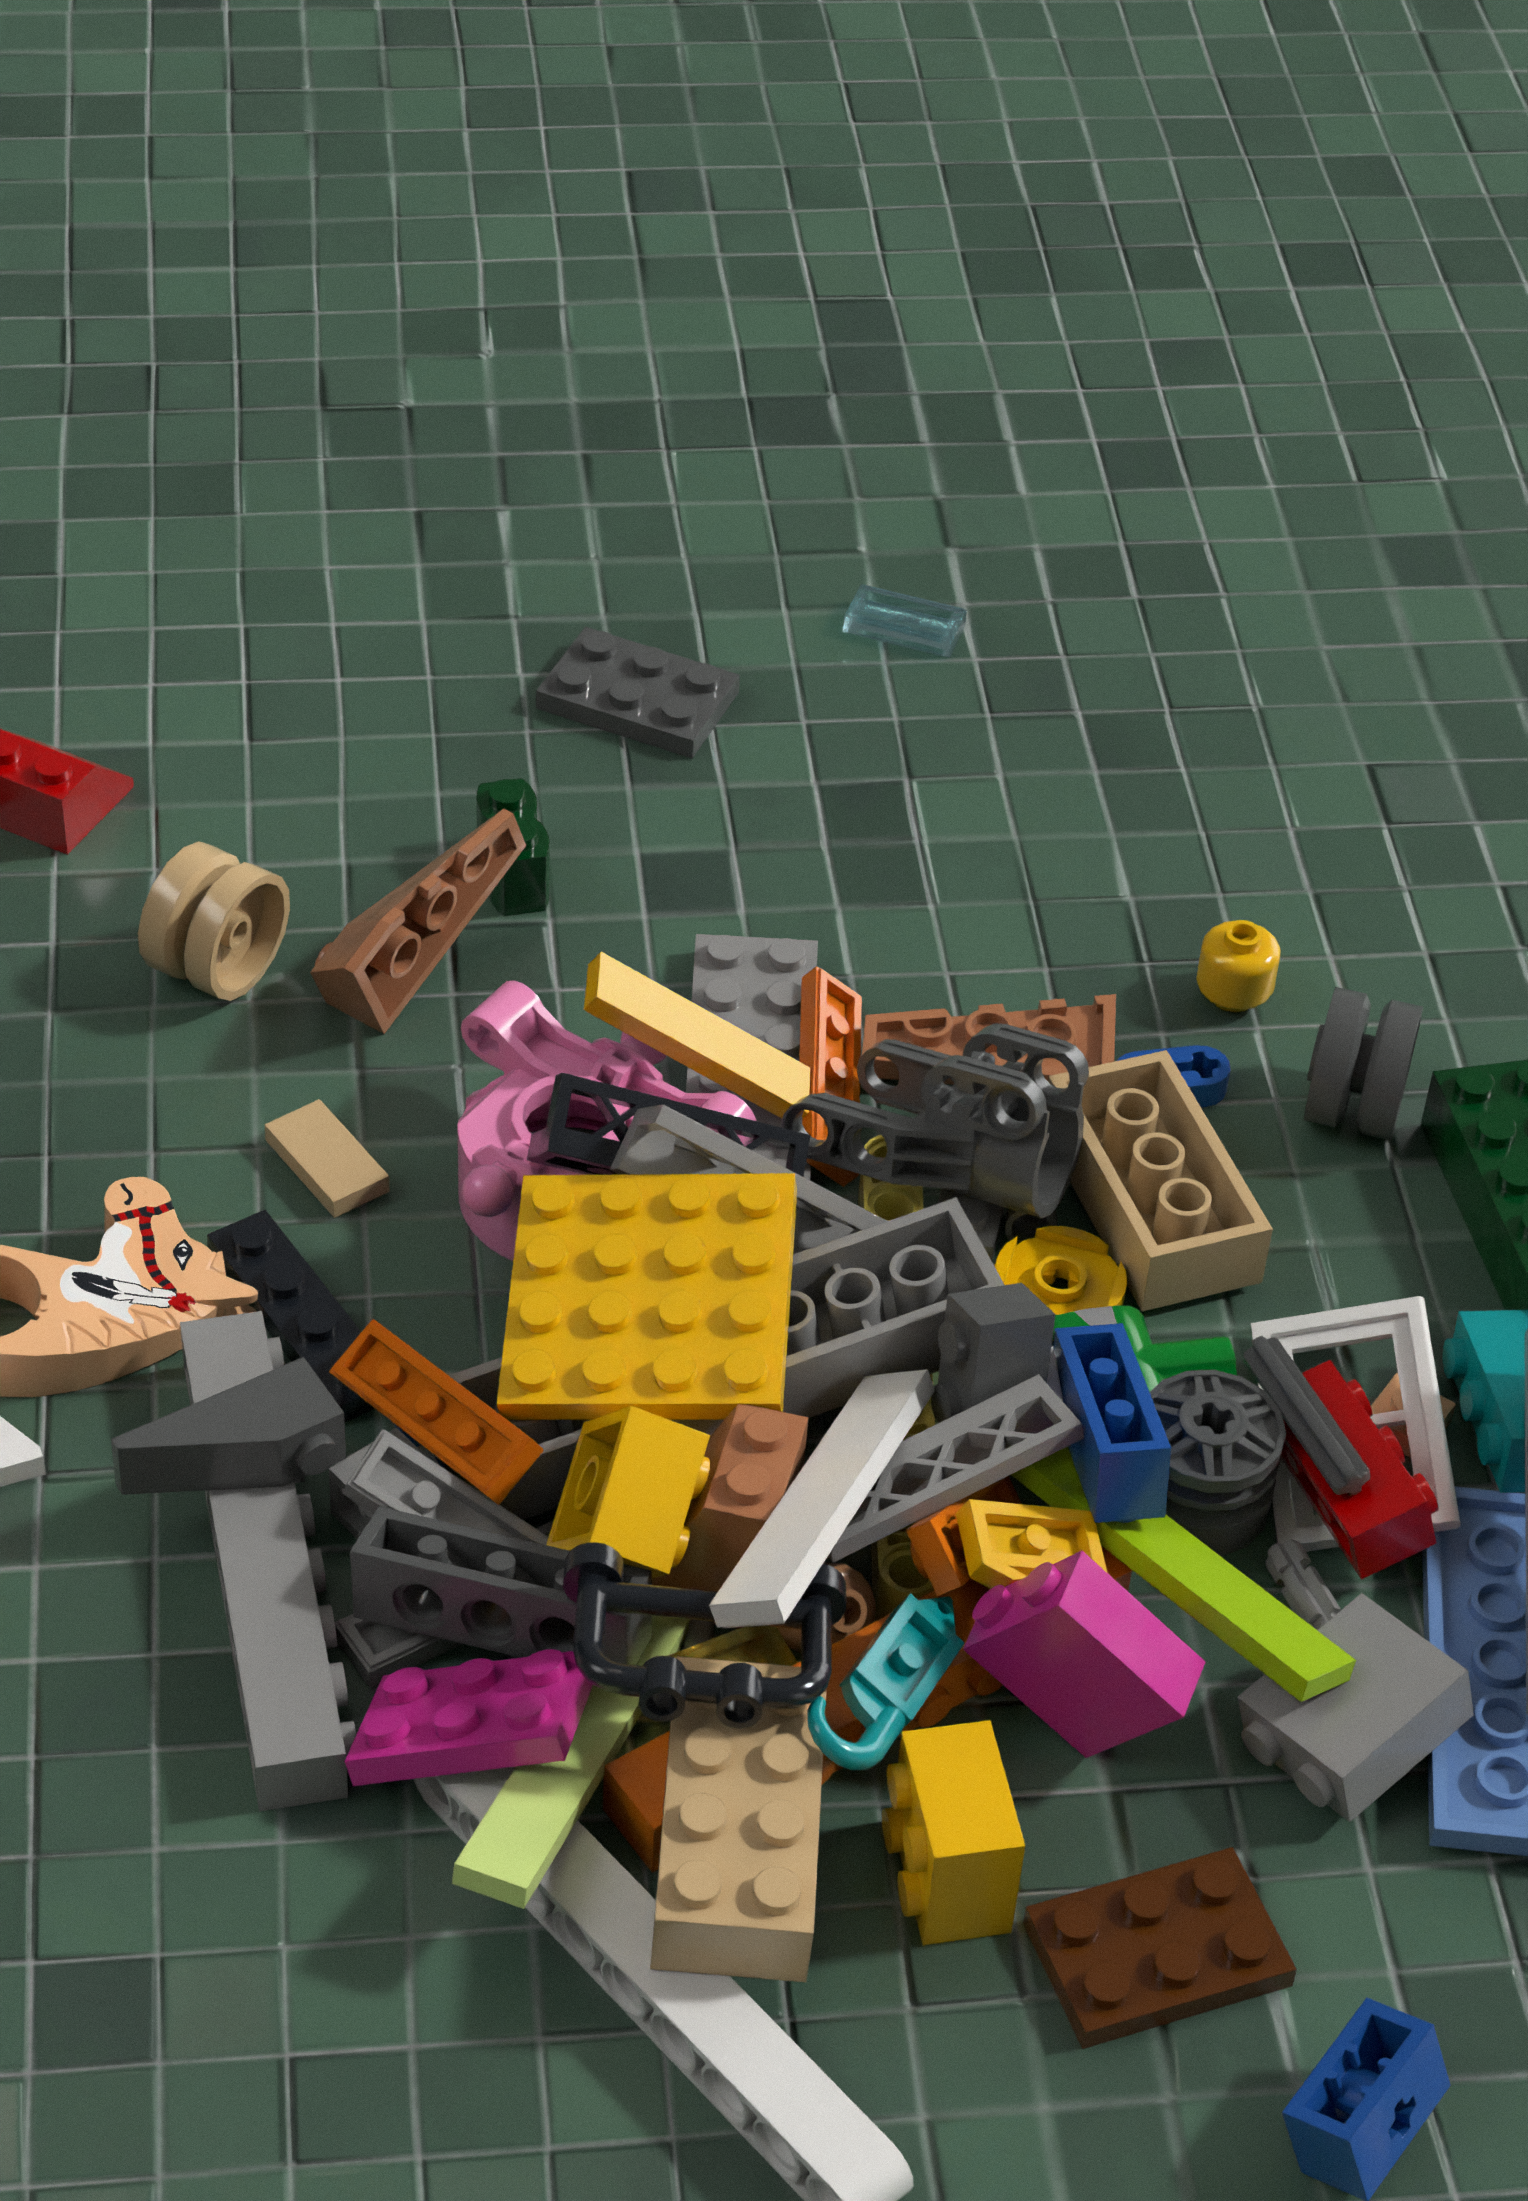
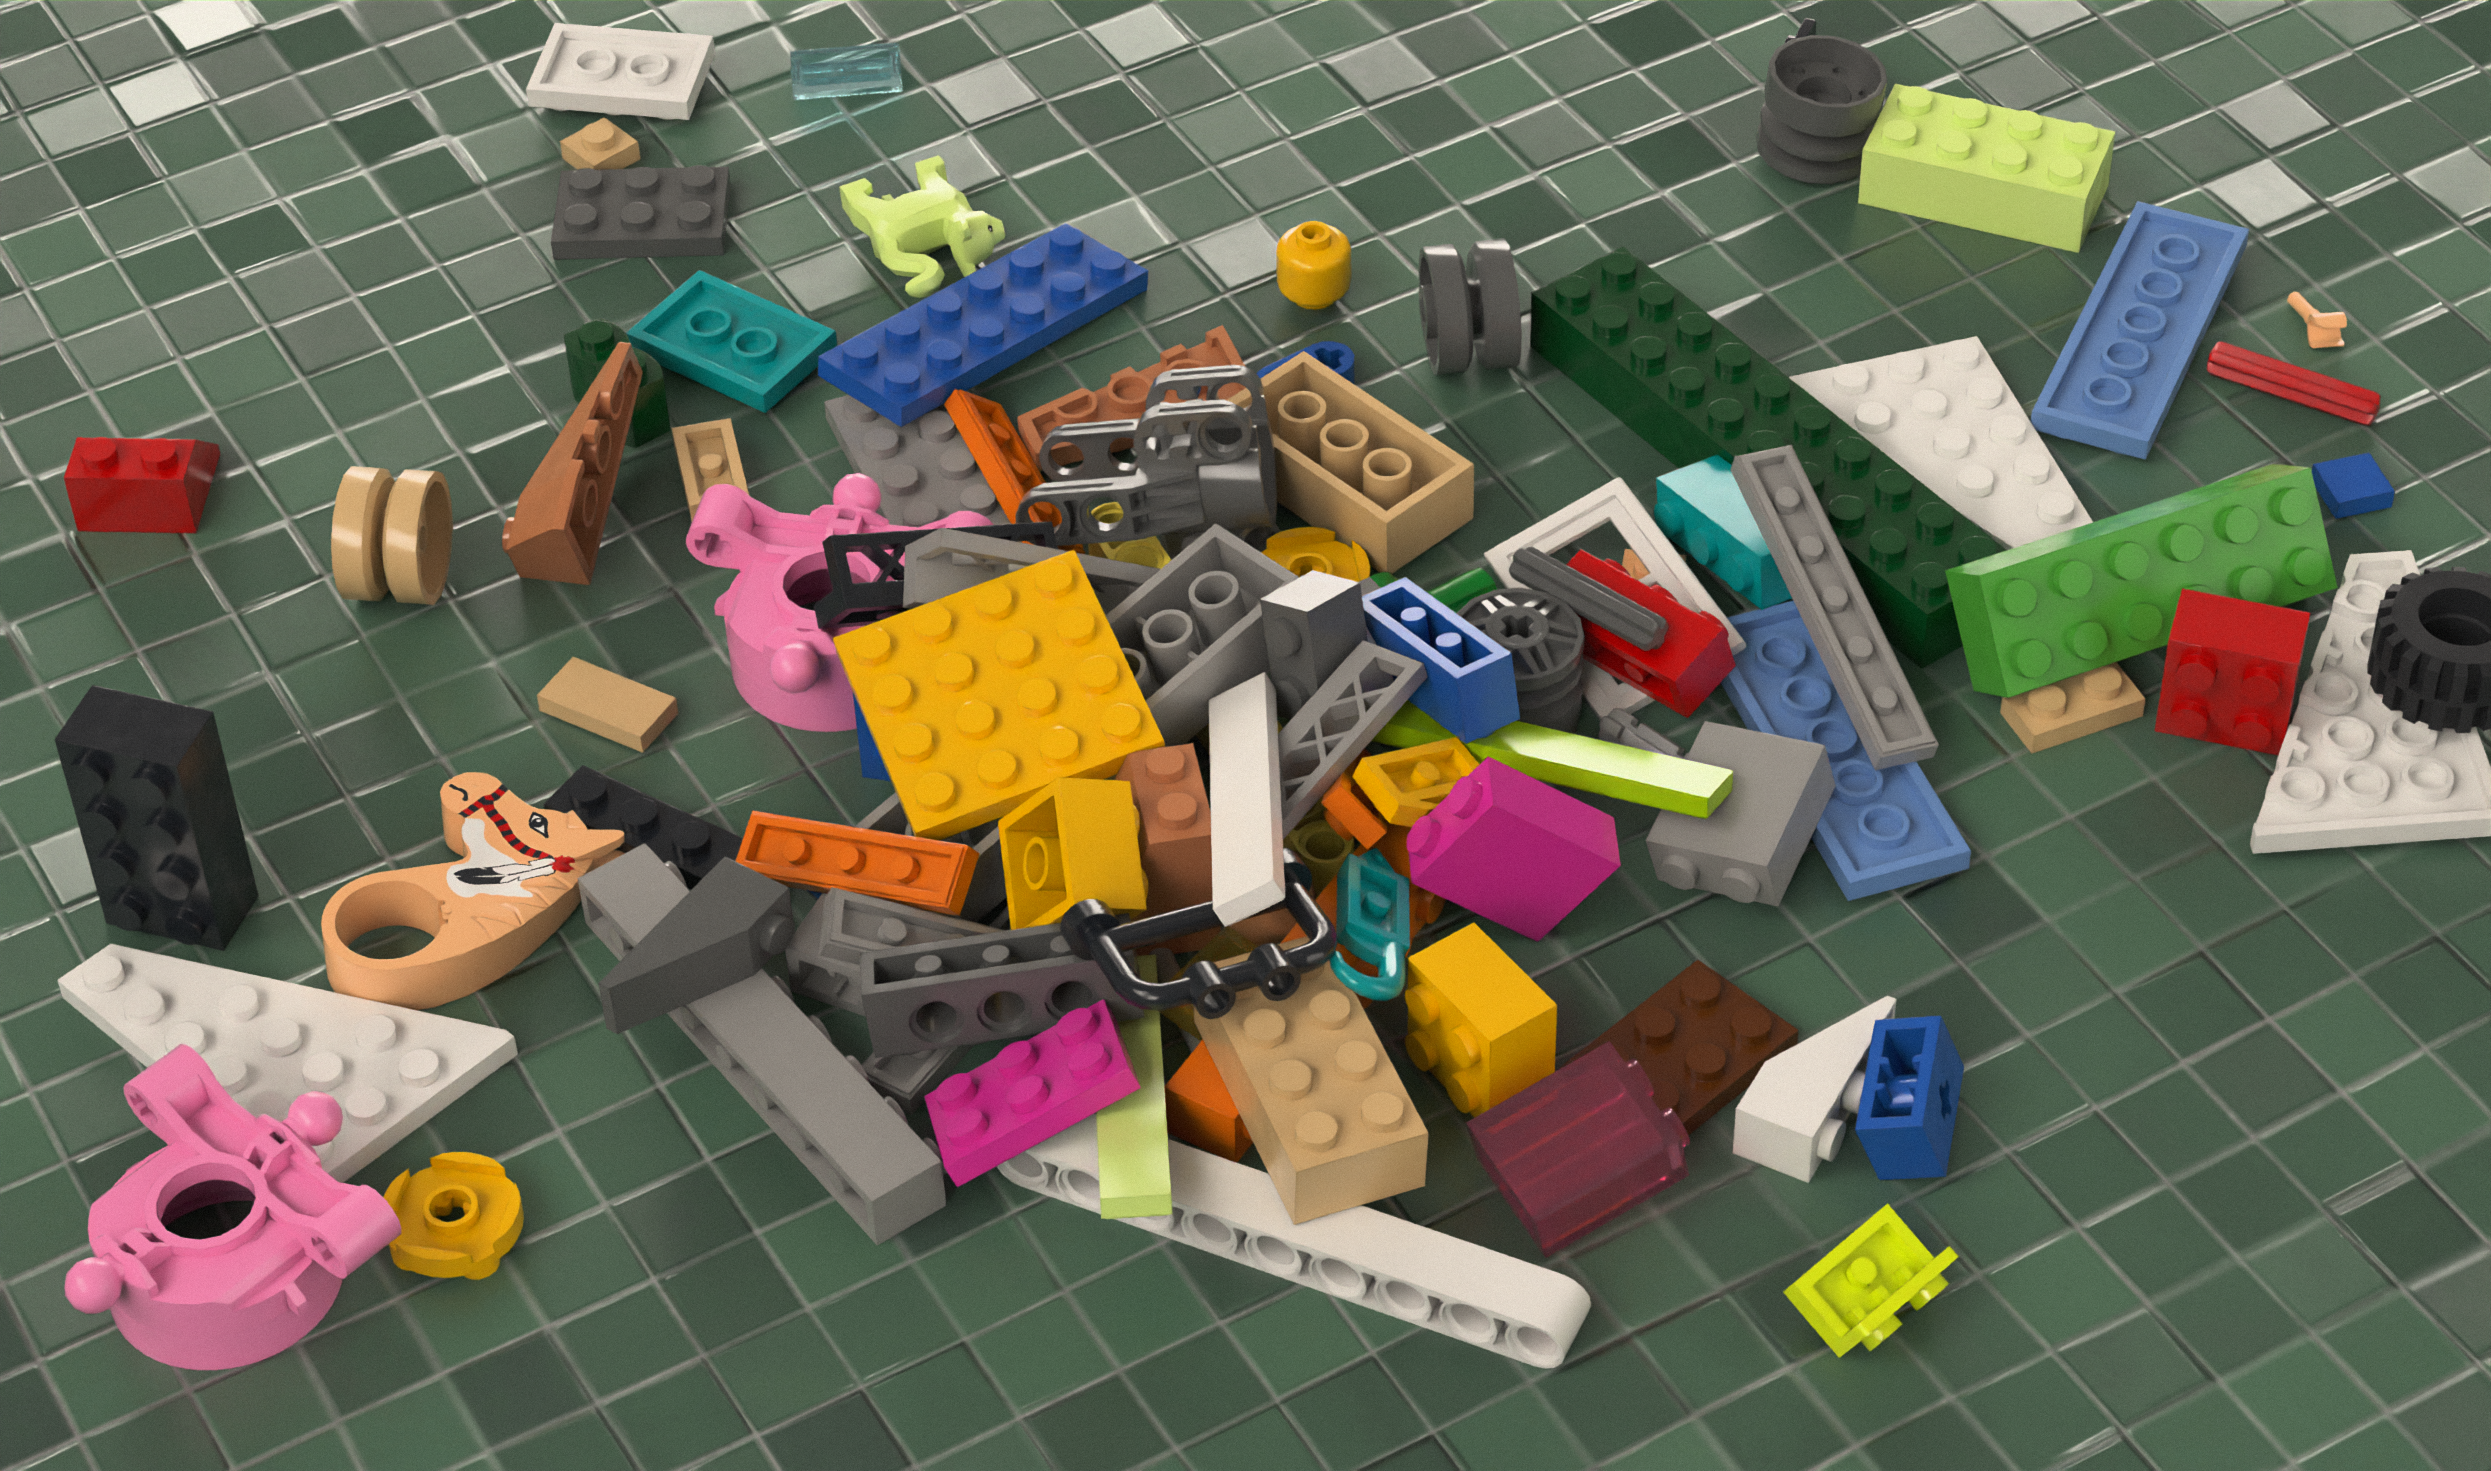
camera: 20 degrees left, 0 degrees up
(556, 958) = (707, 457): none -> tan plate
(636, 617) = (600, 147): none -> tan plate
(645, 844) = (732, 340): none -> teal plate
(694, 1036) = (900, 477): yellow tile -> none
(695, 551) = (621, 71): none -> white plate
(882, 793) = (921, 223): none -> yellowish green animal
(885, 911) = (982, 324): none -> blue plate
(989, 2007) = (1580, 1147): none -> clear pink brick
(1261, 2045) = (1805, 1094): none -> white slope

